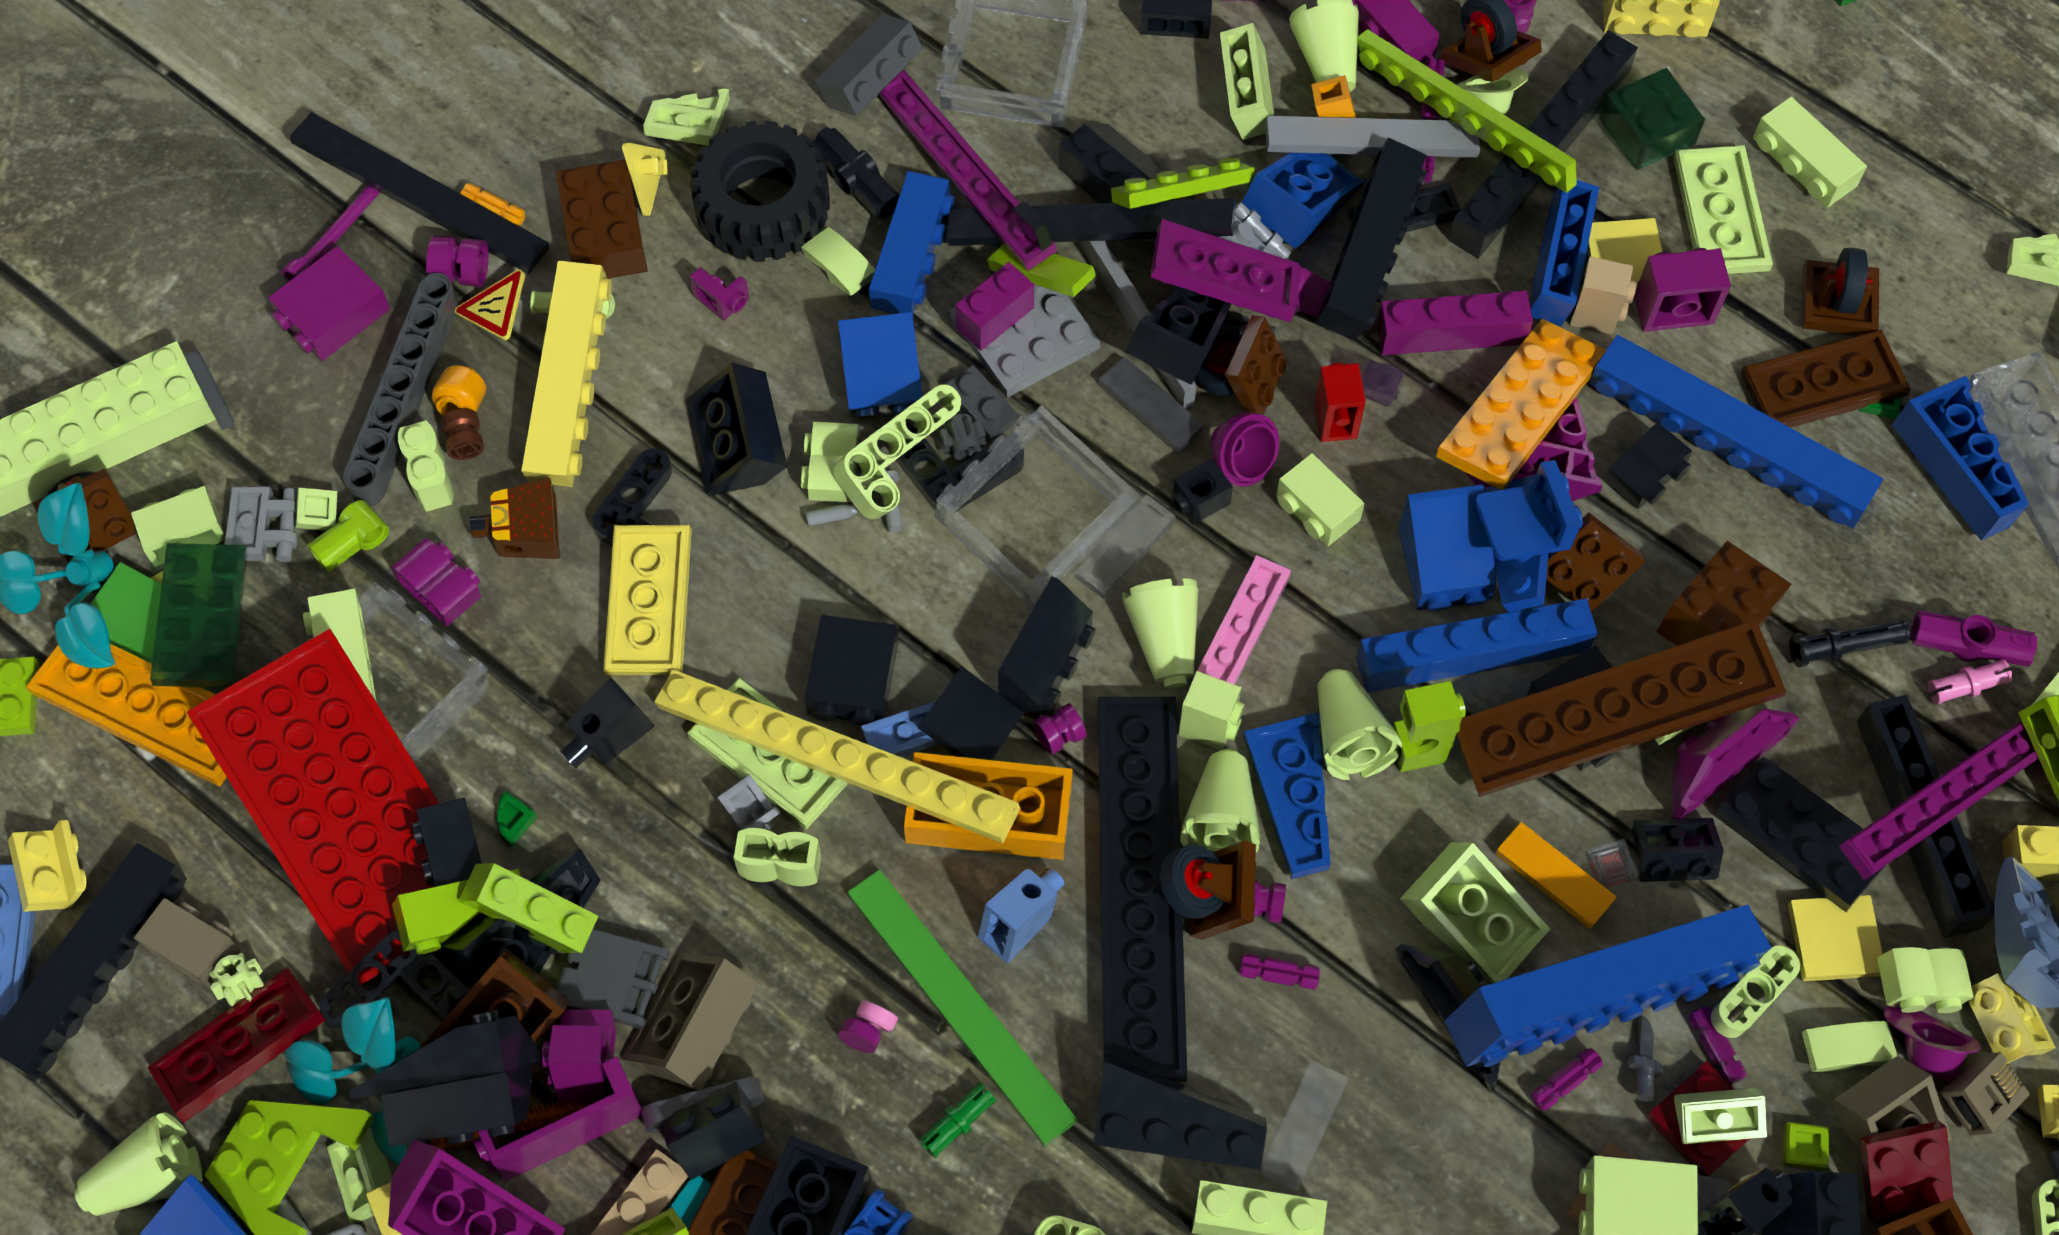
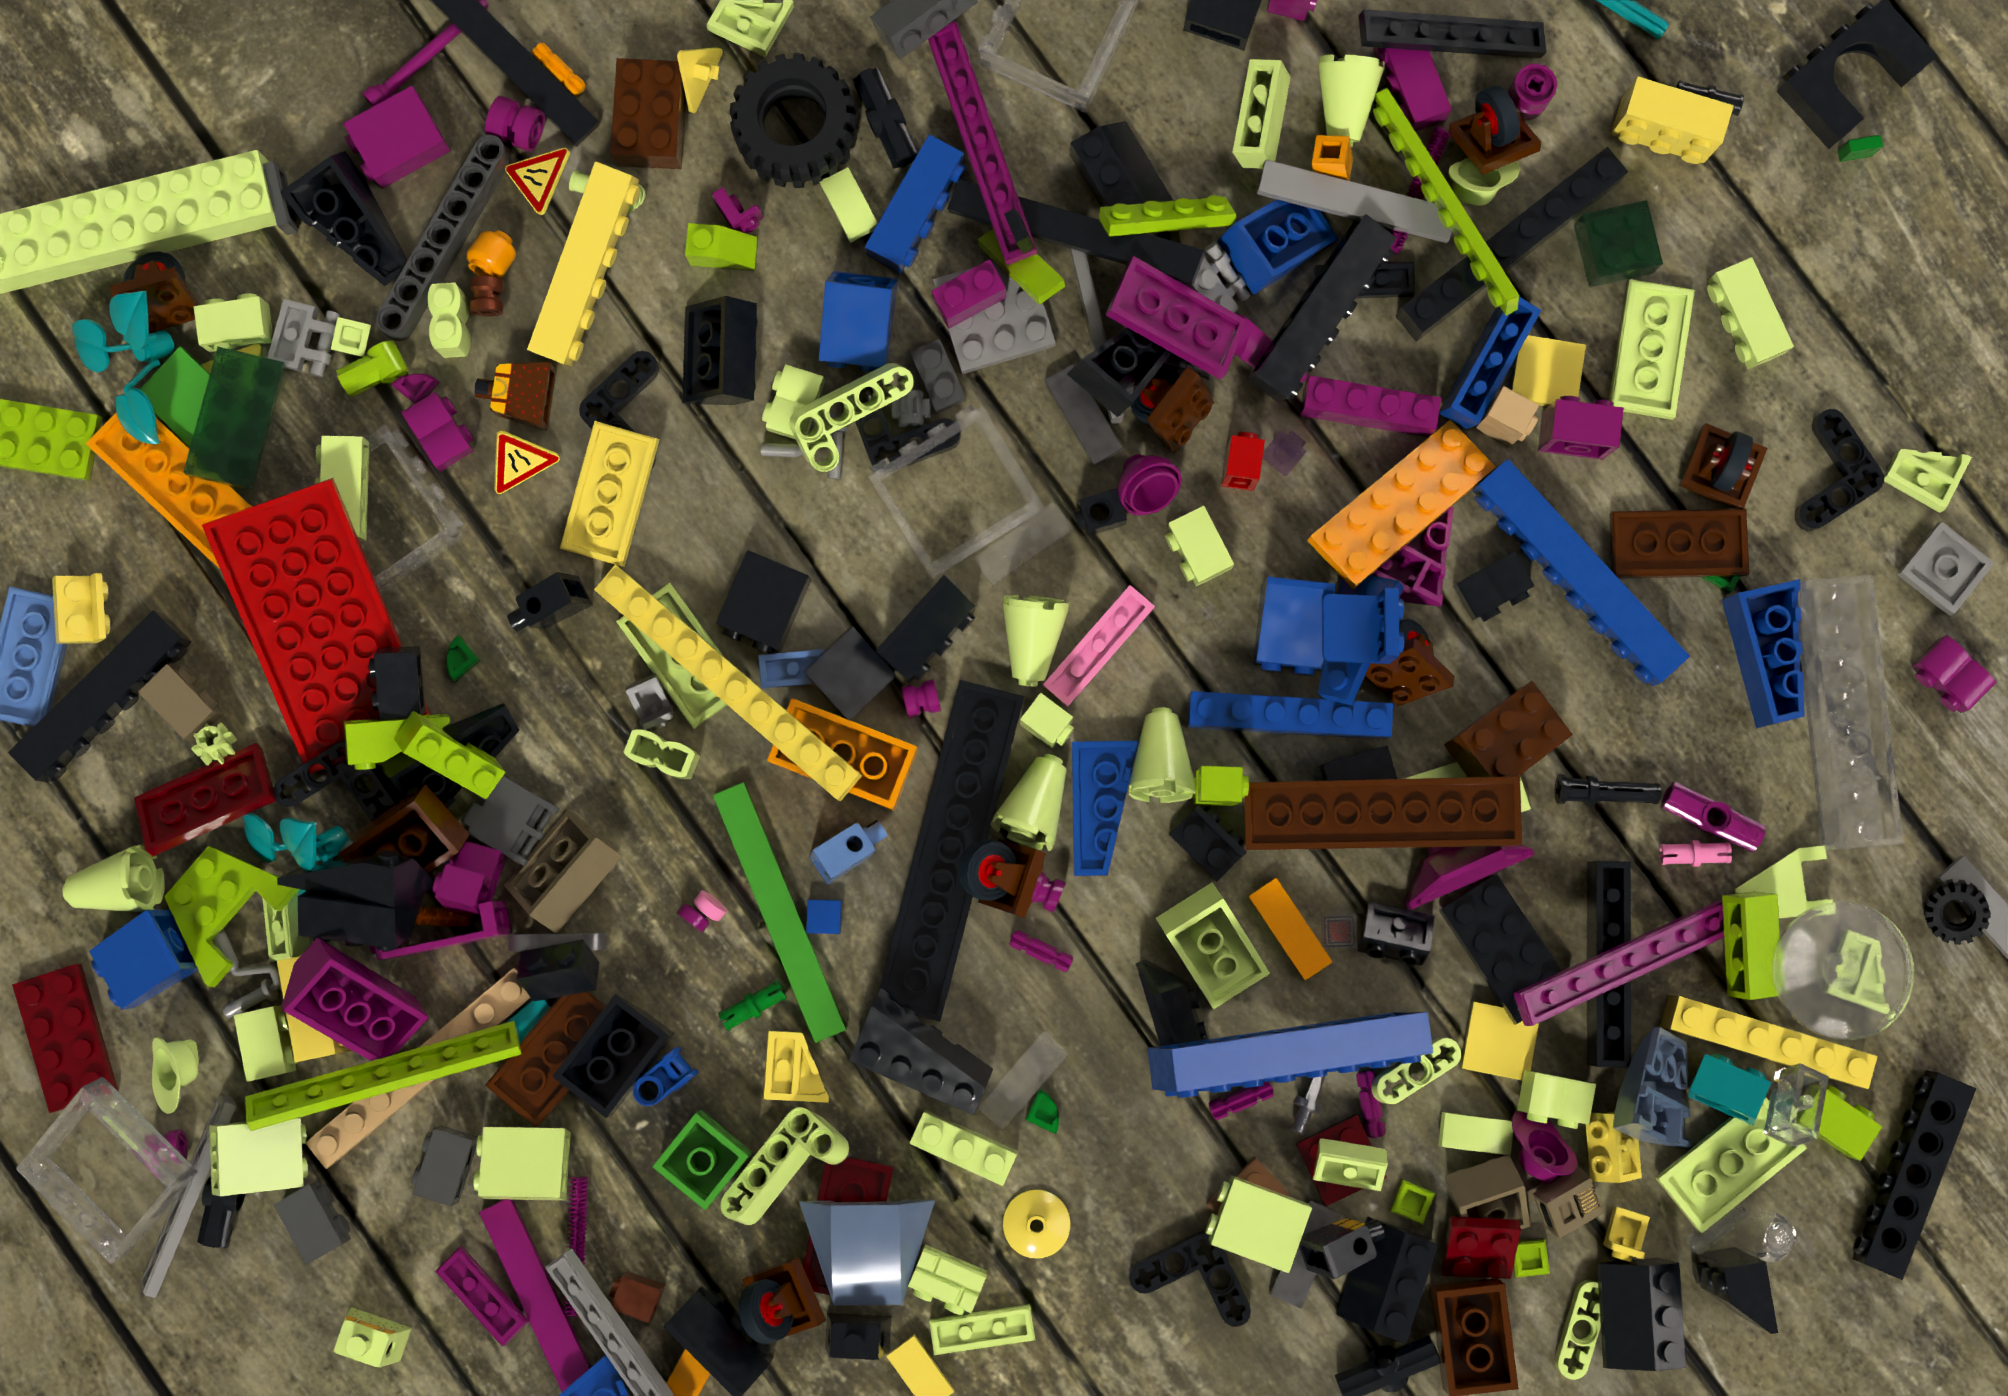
camera: 20 degrees right, 20 degrees up
(285, 386) = (344, 209): none -> black wedge
(398, 544) = (415, 386): none -> magenta tile
(535, 589) = (518, 460): none -> piece
(710, 330) = (720, 247): none -> lime slope
(1014, 997) = (824, 916): none -> blue tile
(1023, 1183) = (791, 1070): none -> light yellow wing
(1341, 1157) = (1044, 1112): none -> green tile
(1432, 802) = (1208, 842): none -> black bracket
(1969, 1175) = (1531, 1258): none -> lime tile
(1972, 274) = (1850, 470): none -> black beam

